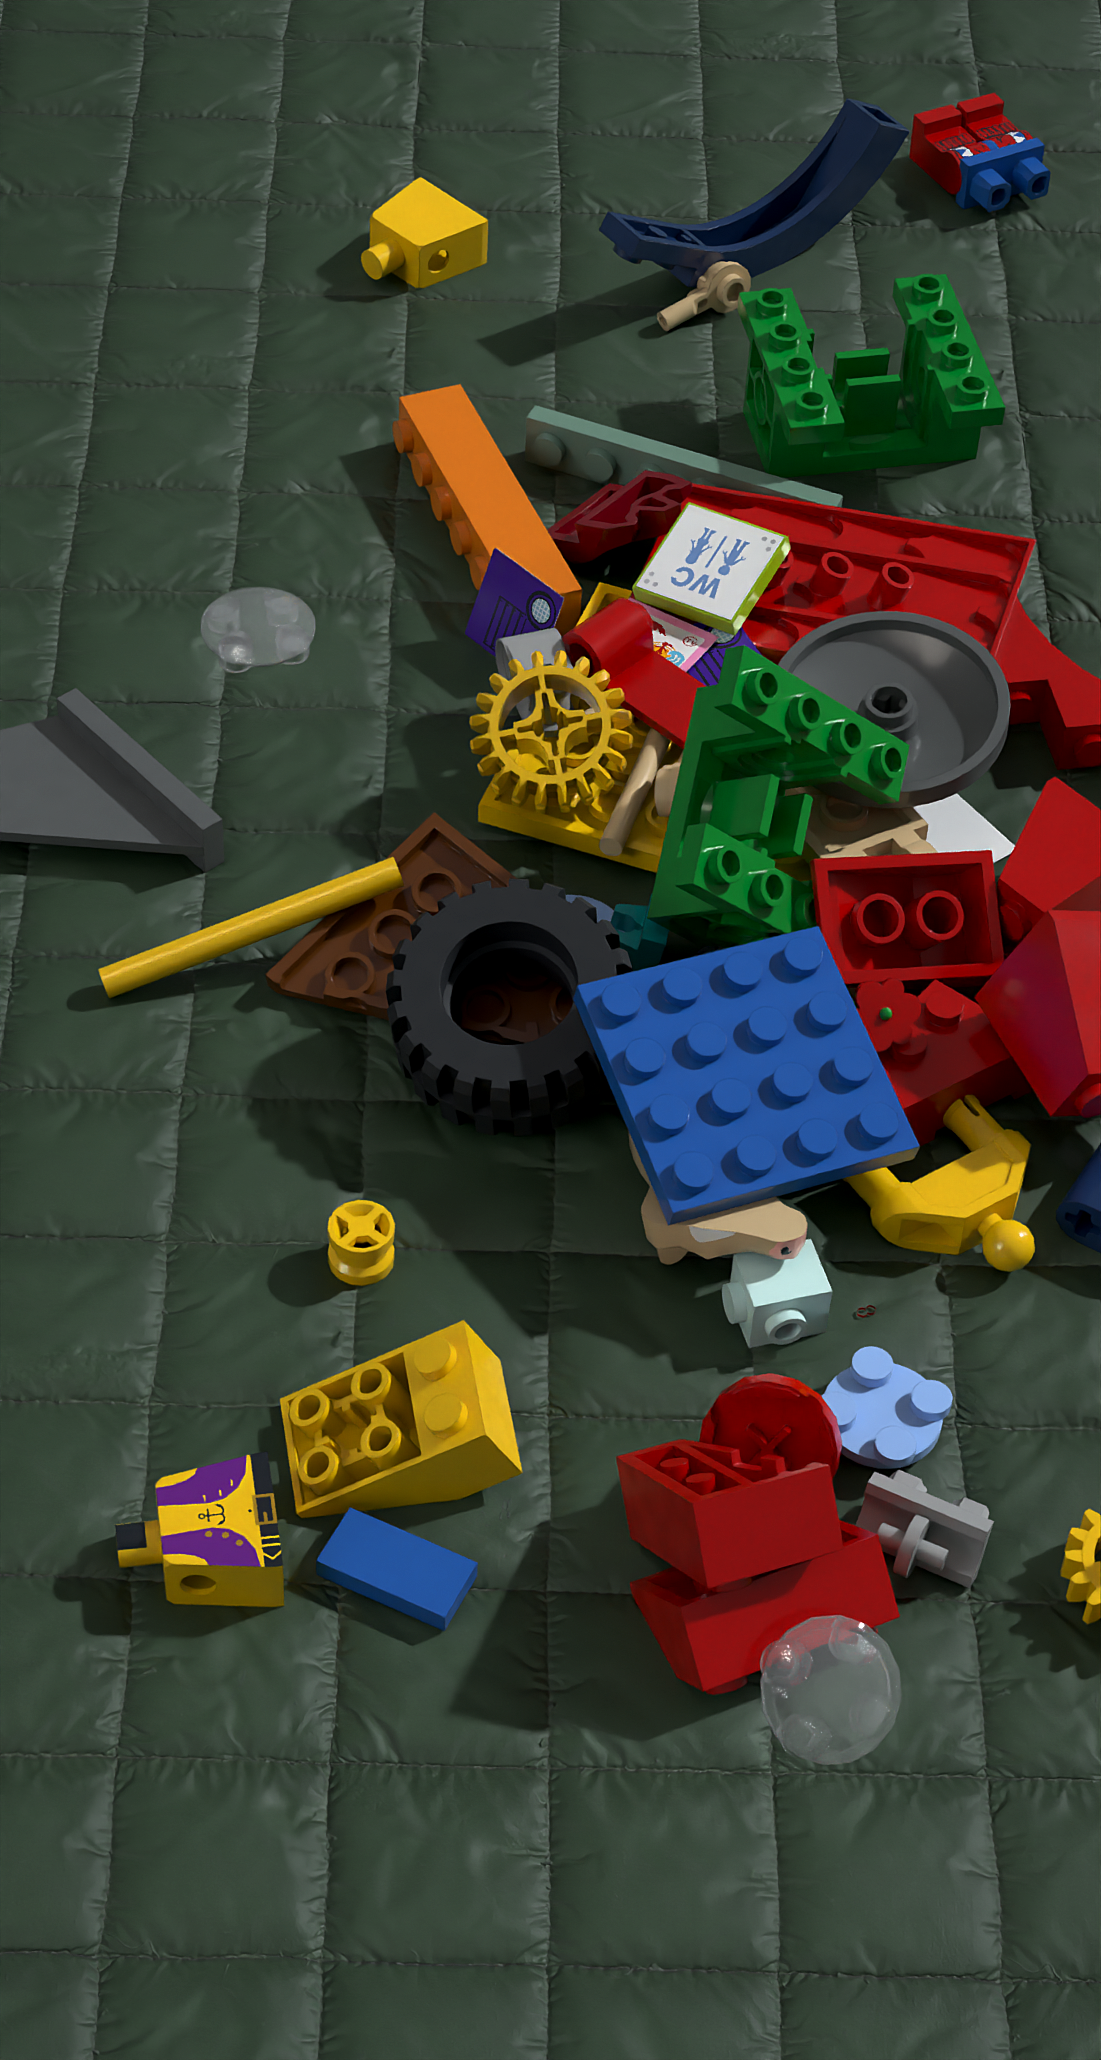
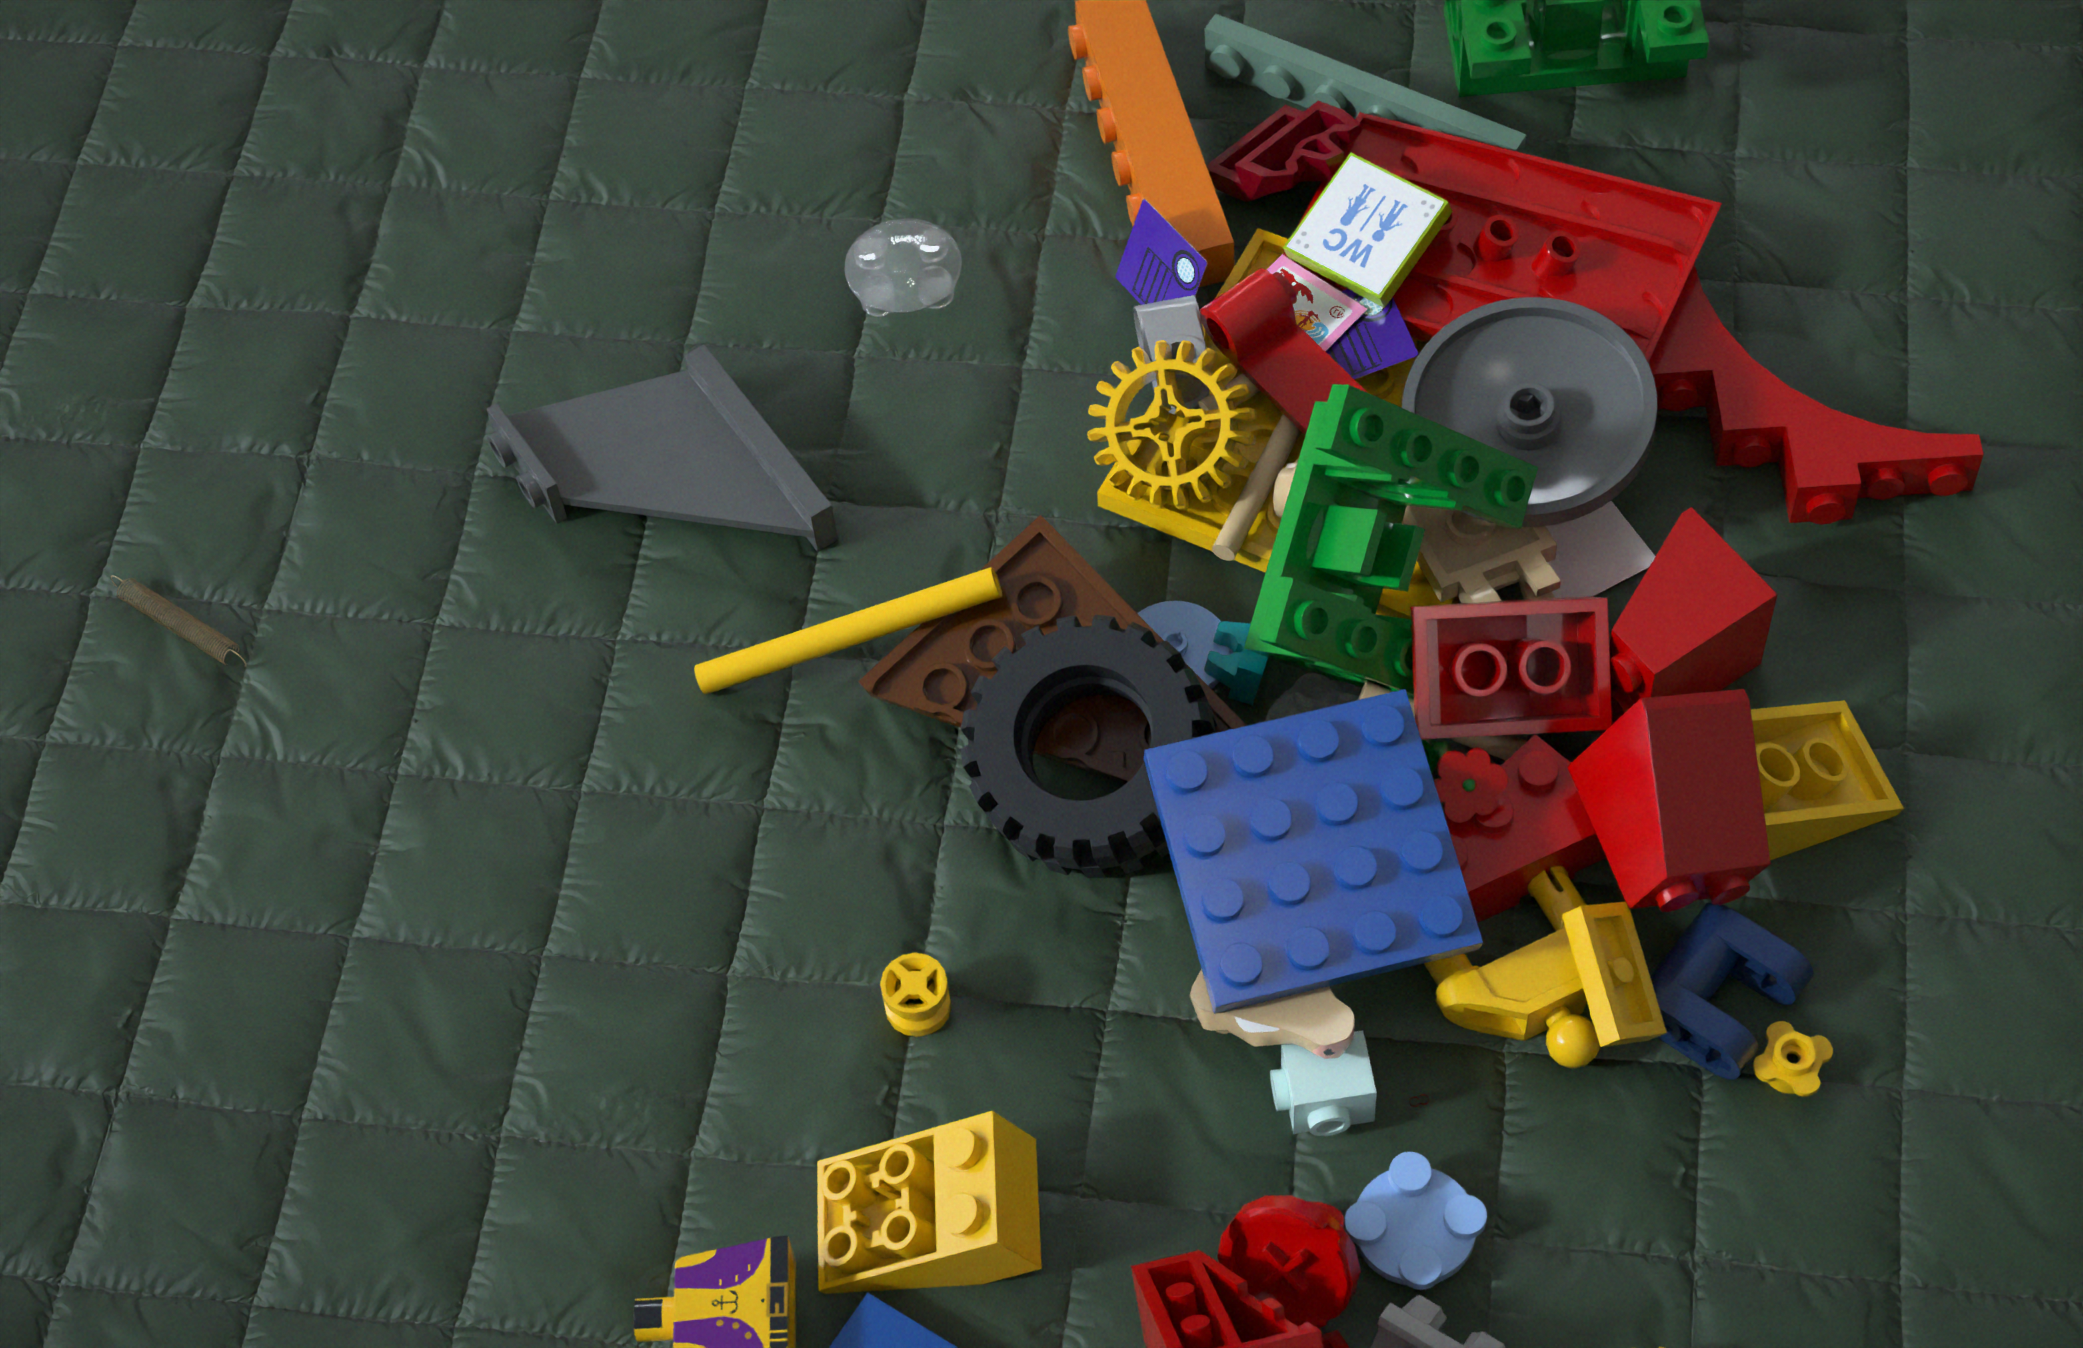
camera: 15 degrees right, 10 degrees up
(1043, 1174) = (1613, 973): none -> yellow plate

